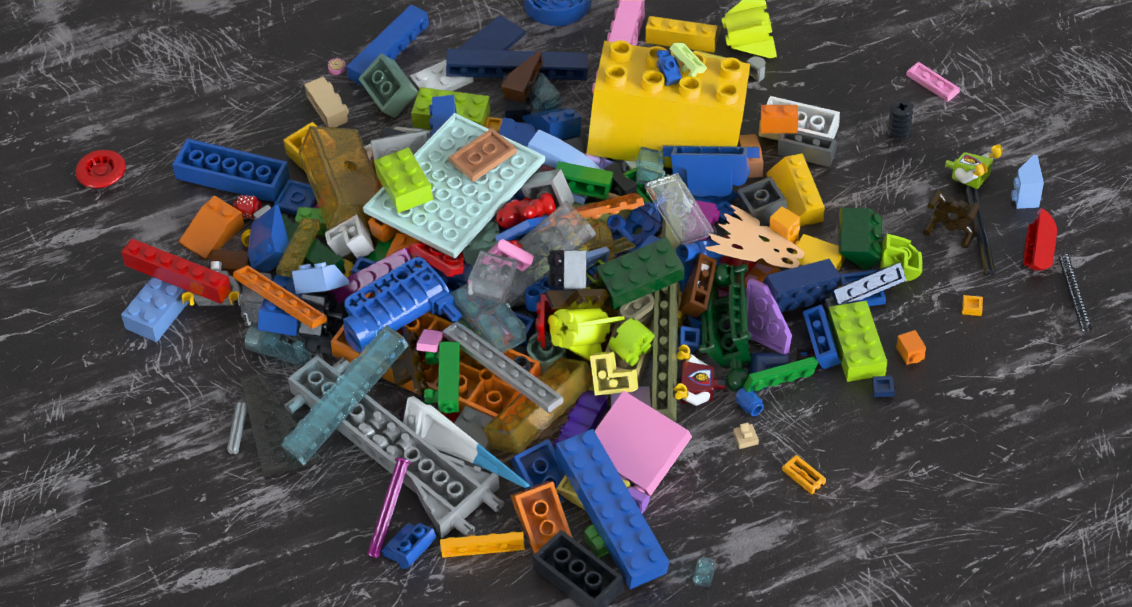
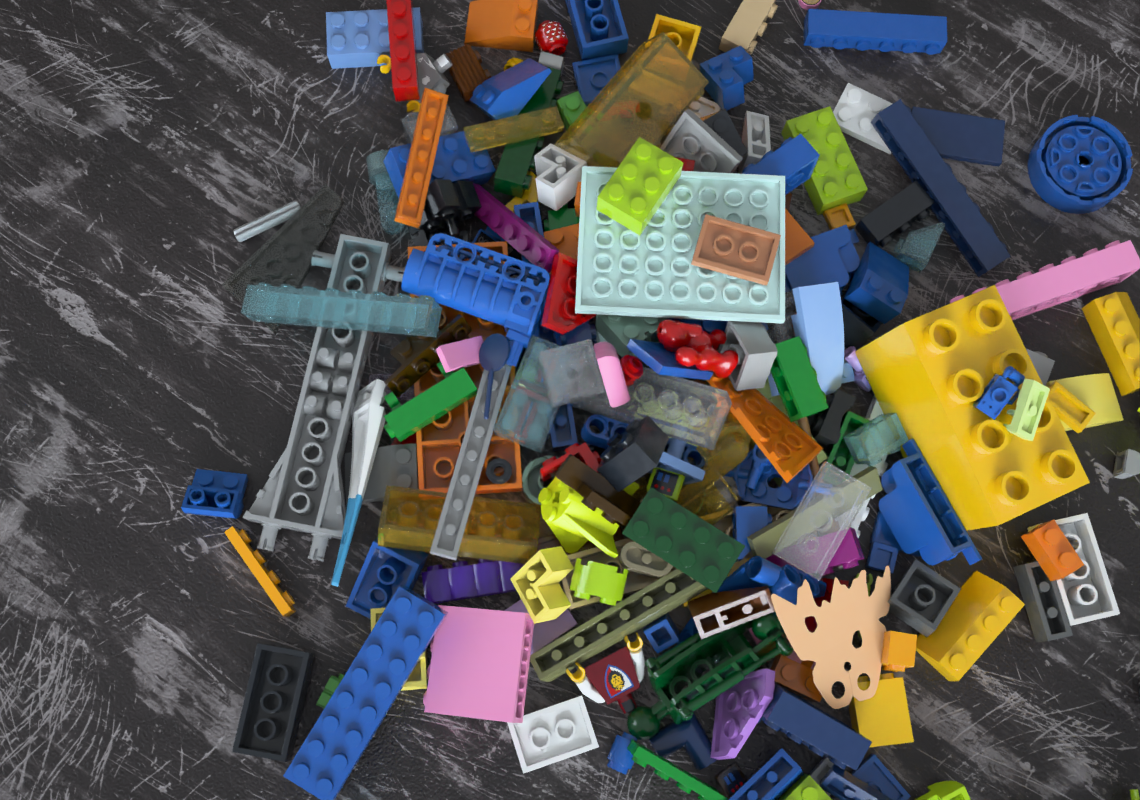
camera: 50 degrees right, 25 degrees up
(318, 278) = (466, 182): light blue slope -> none
(354, 119) = (727, 77): none -> blue brick
(388, 85) = (810, 70): sand green brick -> none
(388, 507) = (244, 444): magenta axle -> none
(444, 321) = (492, 357): none -> dark blue piece
(522, 78) = (914, 210): reddish brown slope -> none
(540, 514) = (327, 614): orange slope -> none
(640, 498) = (414, 704): medium lavender brick -> none
(710, 434) = (553, 734): none -> white plate
(745, 436) = (576, 775): tan tile -> none
(755, 164) = (991, 539): nougat slope -> none
(860, 236) = (944, 750): dark green slope -> none

